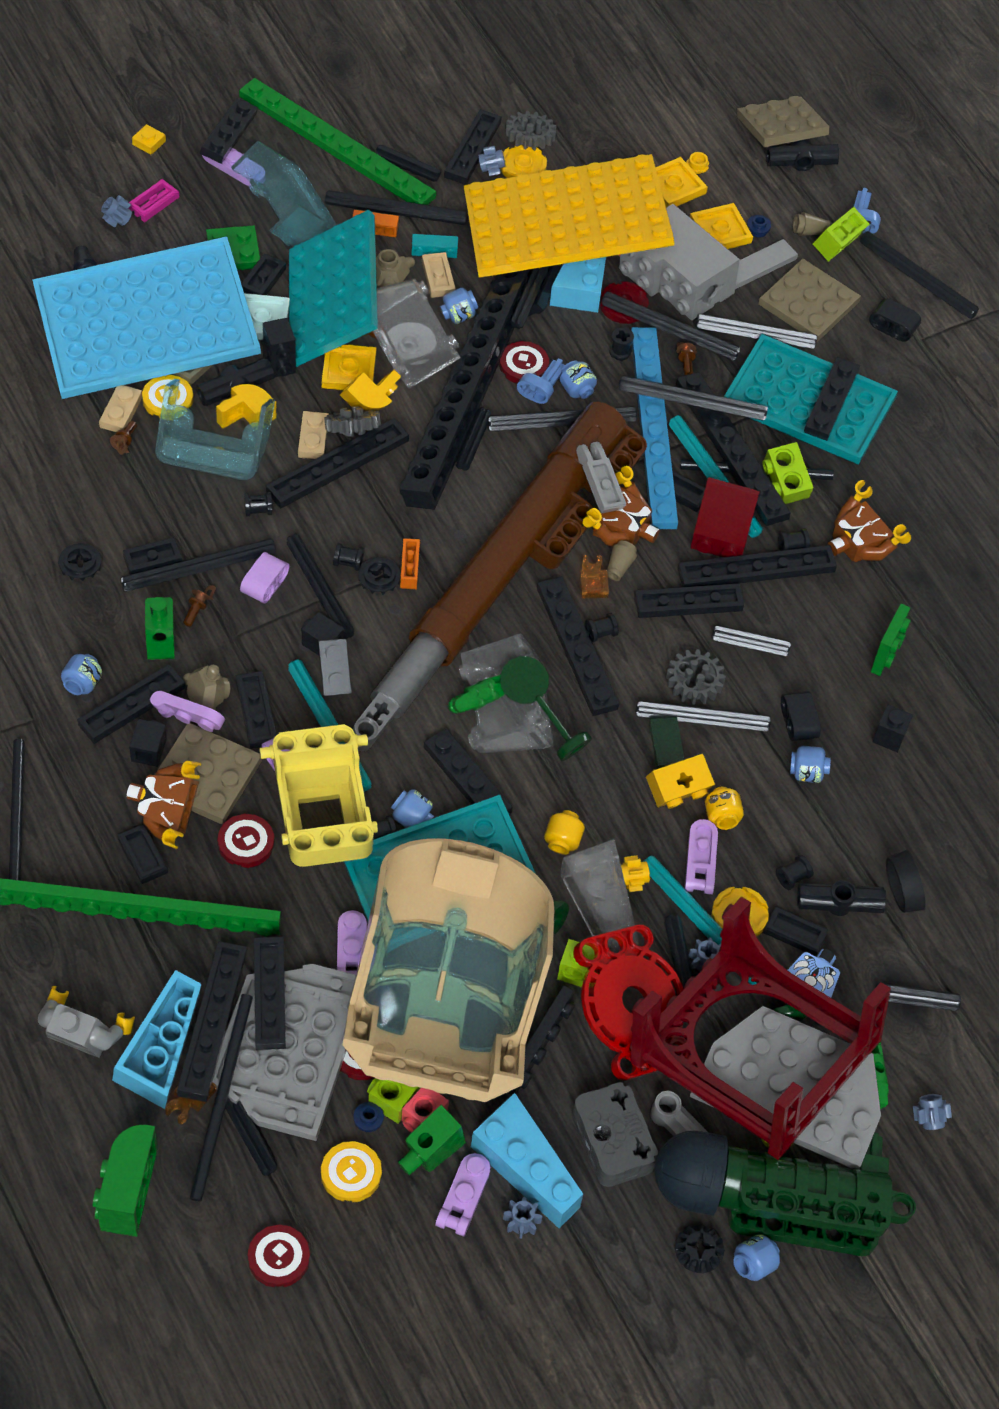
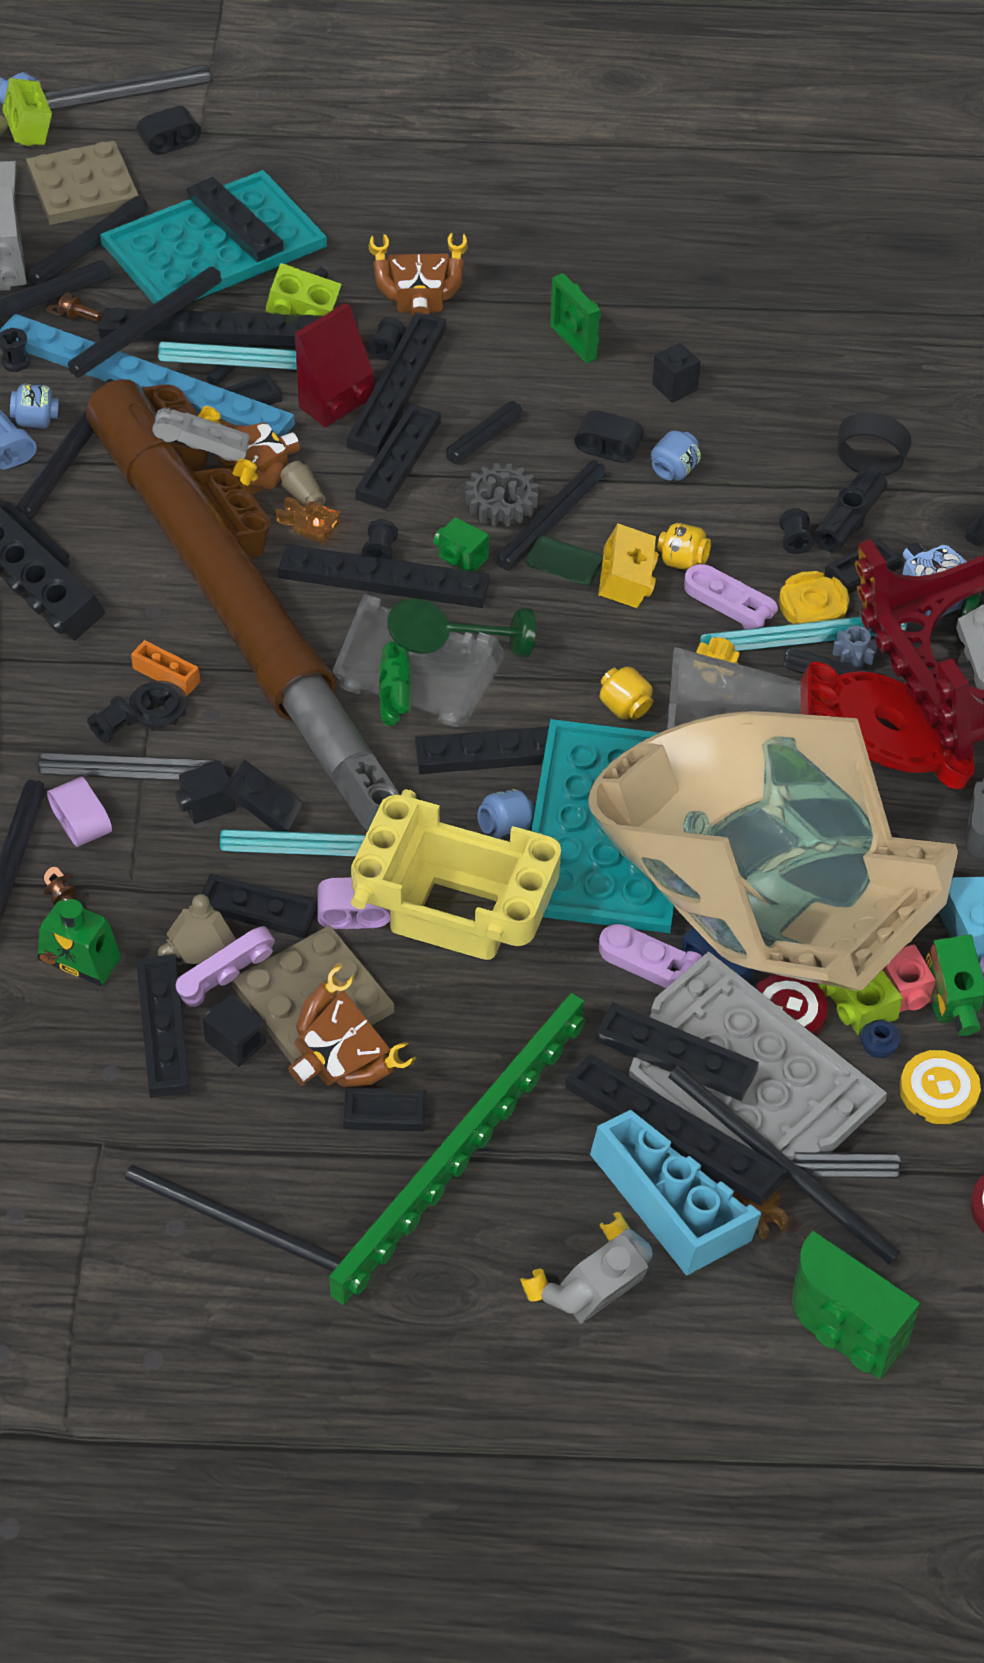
camera: 55 degrees left, 5 degrees down
(81, 674) = (85, 1056): medium blue head -> none
(246, 840) = (436, 995): dark red tile -> none
(630, 676) = (462, 545): none -> green brick

